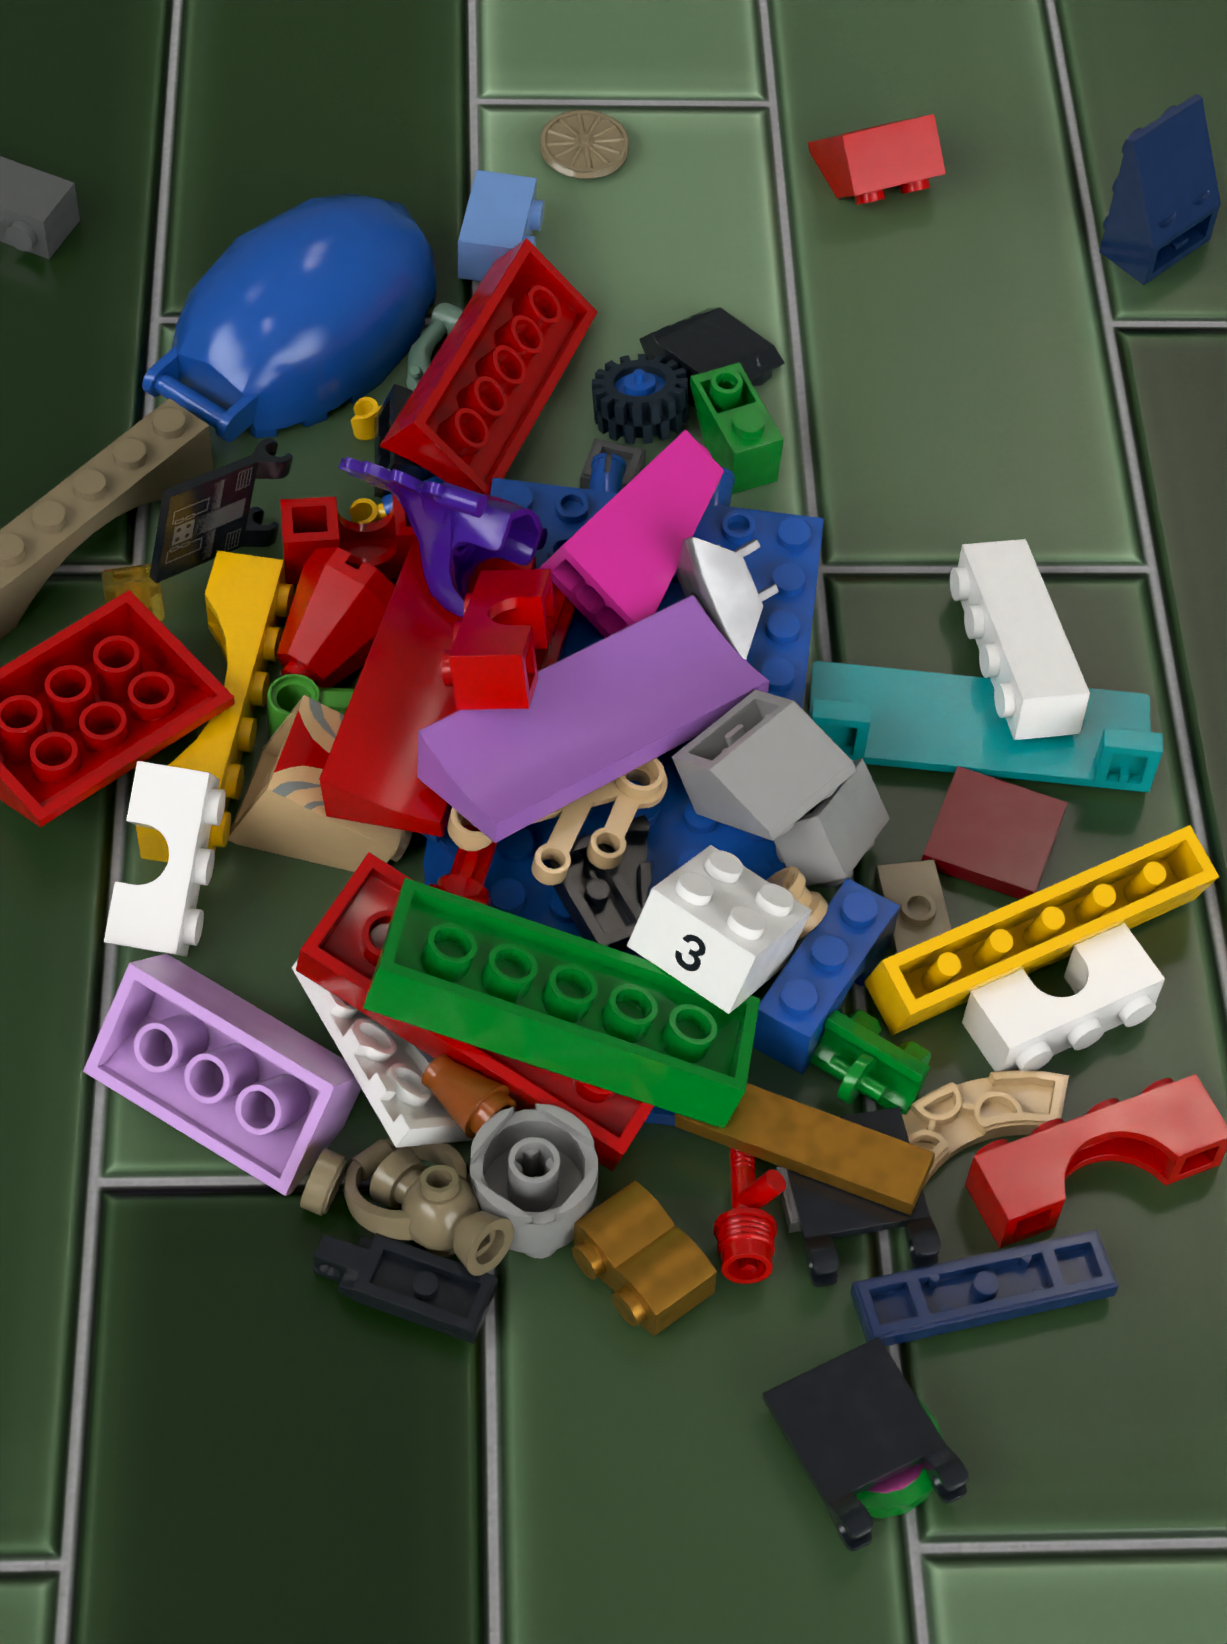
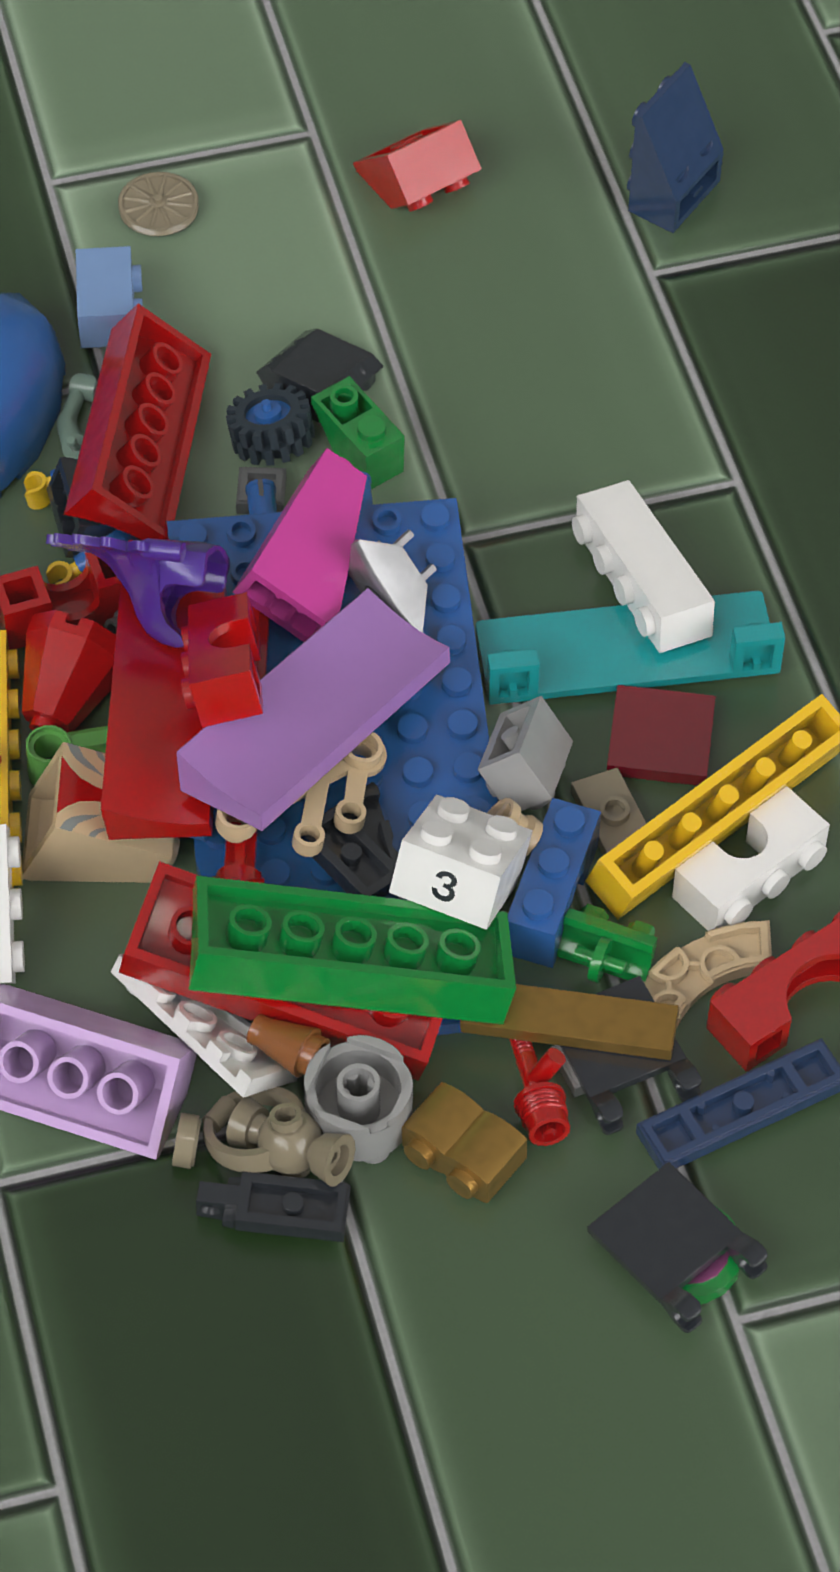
camera: 10 degrees left, 0 degrees up
(761, 766) = (461, 720): light grey slope -> none

